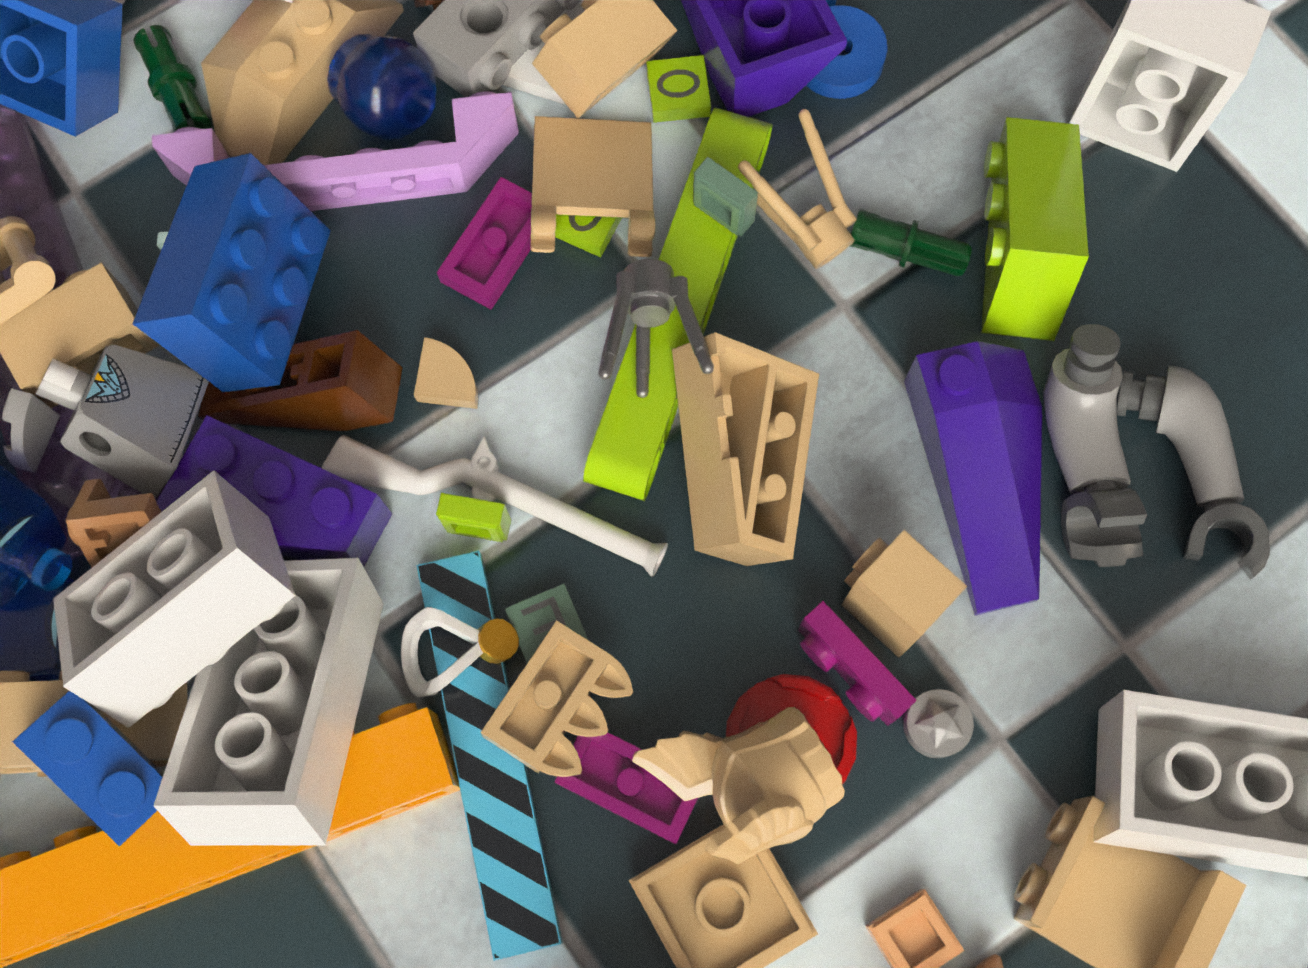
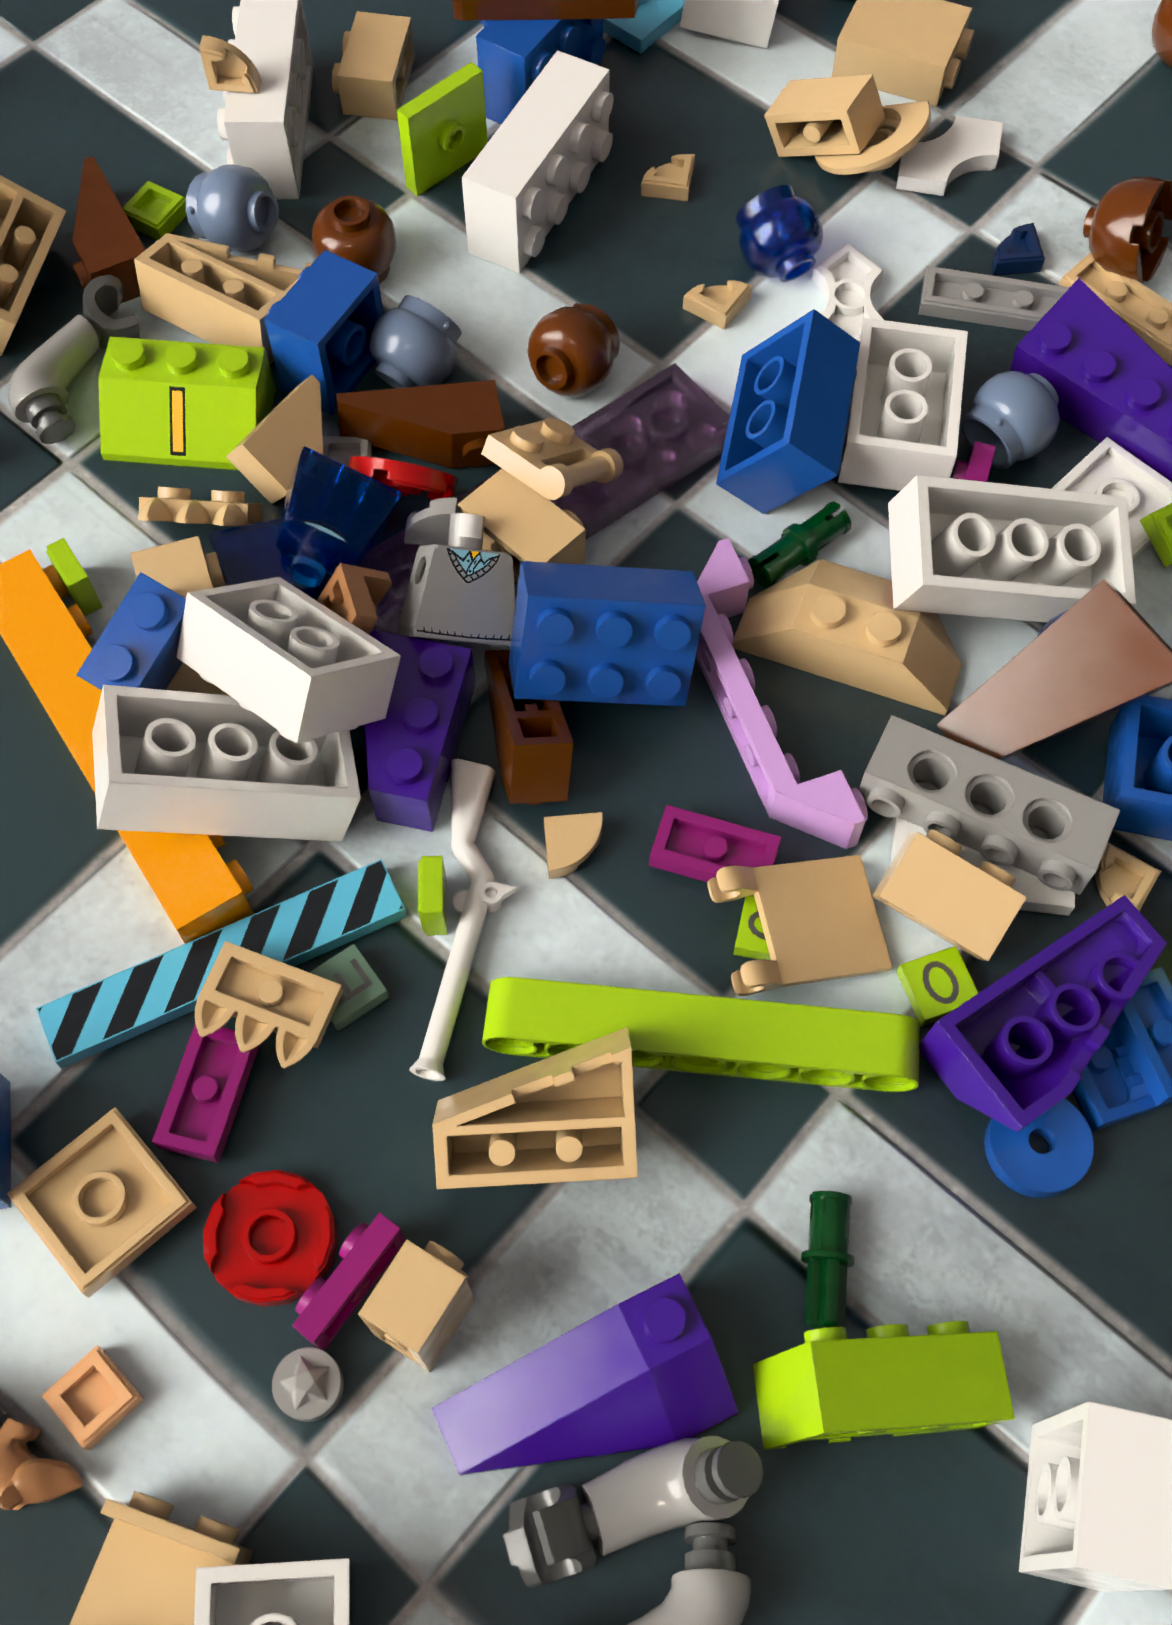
camera: 75 degrees right, 10 degrees down
(382, 85) = (841, 709): clear blue piece -> none
(492, 642) = (318, 938): white piece -> none
(649, 295) = (670, 987): flat silver plant -> none
(724, 197) = (798, 1038): sand green tile -> none
(763, 781) = (204, 1194): tan helmet -> none
(817, 232) = (806, 1154): tan plant -> none

